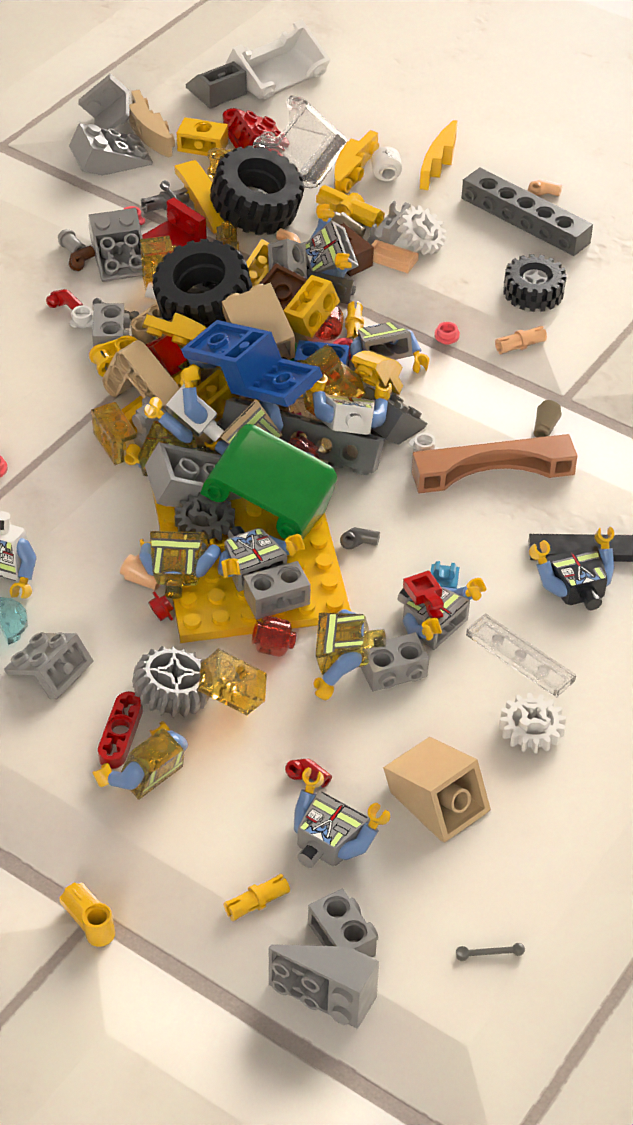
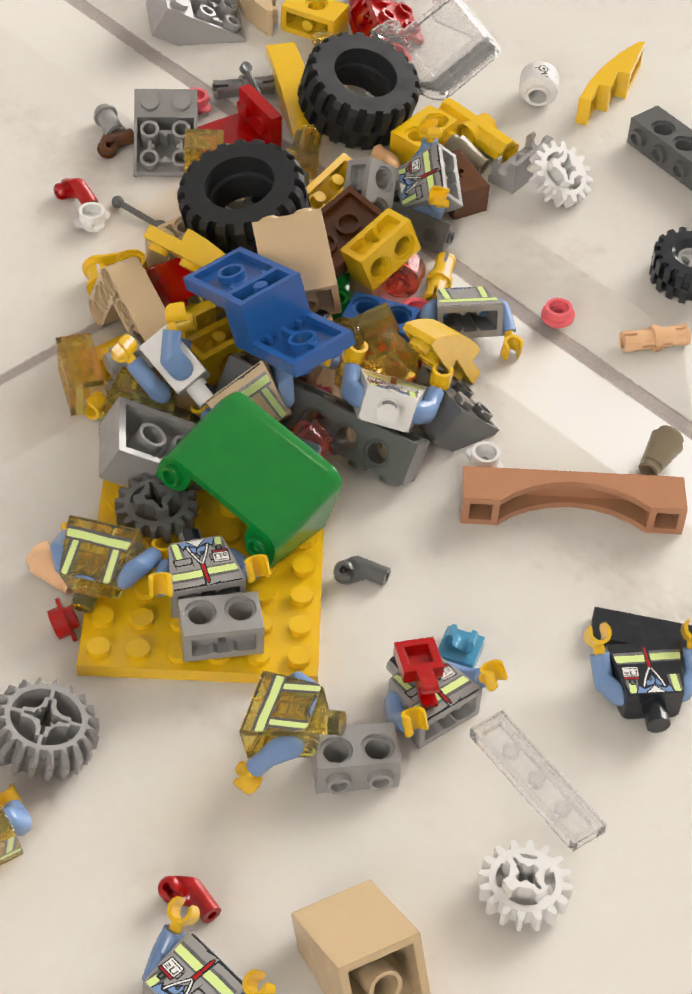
camera: 10 degrees right, 0 degrees up
(109, 322) = (119, 229): light grey brick -> none
(232, 682) = (120, 746): clear yellow brick -> none
(273, 636) = (201, 689): clear red head -> none
(304, 218) = (406, 139): none -> yellow brick
(352, 160) = (493, 73): yellow slope -> none
(394, 256) = (516, 202): light nougat tile -> none

